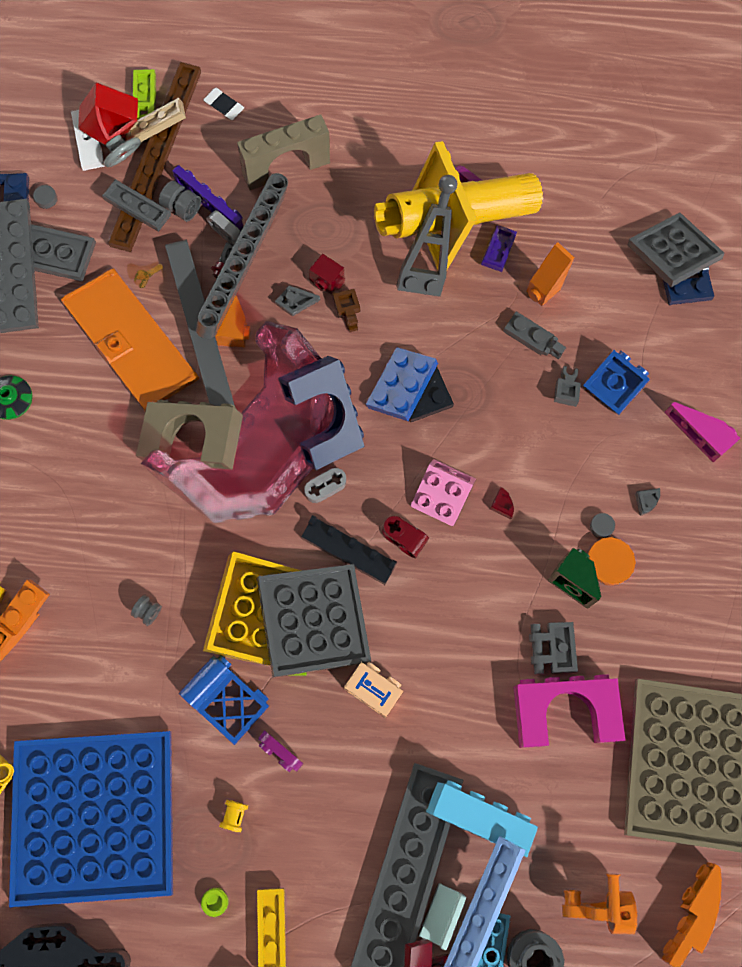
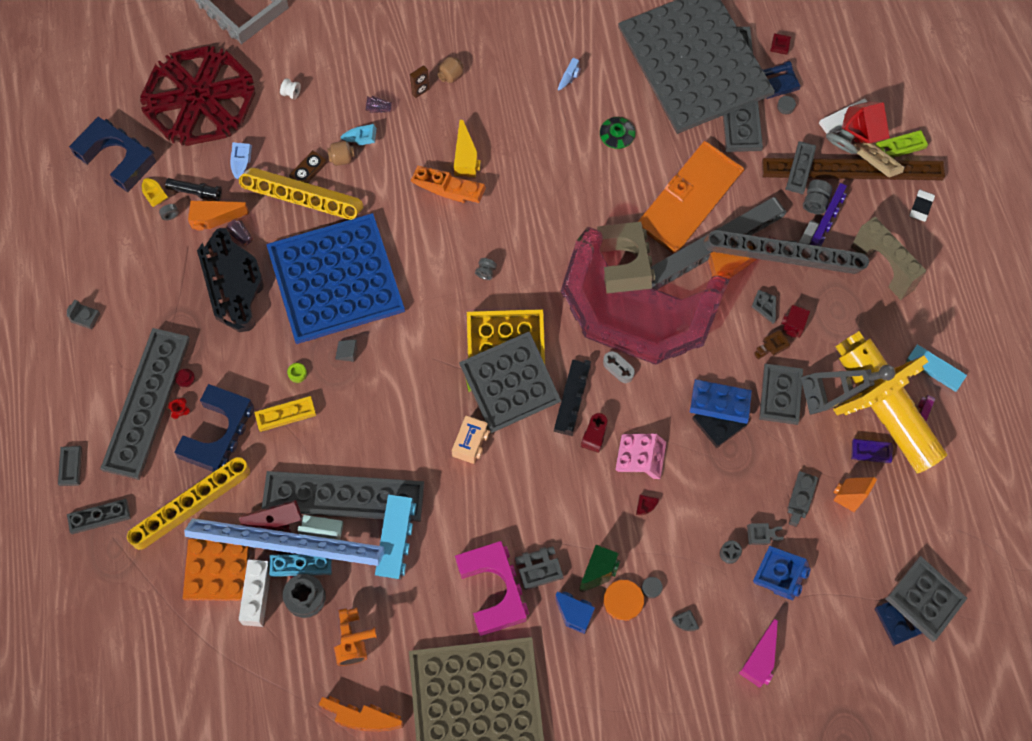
camera: 80 degrees right, 5 degrees down
(145, 275) = (745, 188): clear yellow hand -> none
(203, 825) = (346, 350): none -> dark grey slope
(206, 687) = (446, 327): blue piece -> none
(233, 816) = (357, 367): yellow bush -> none
(270, 745) = (404, 393): magenta plate -> none
(343, 433) = (694, 332): arch -> none
(409, 317) = (781, 394): none -> dark grey plate
(416, 156) = (939, 368): none -> medium azure tile
(584, 424) = (730, 547): none -> dark grey wheel
(618, 621) = (574, 612): none -> blue slope

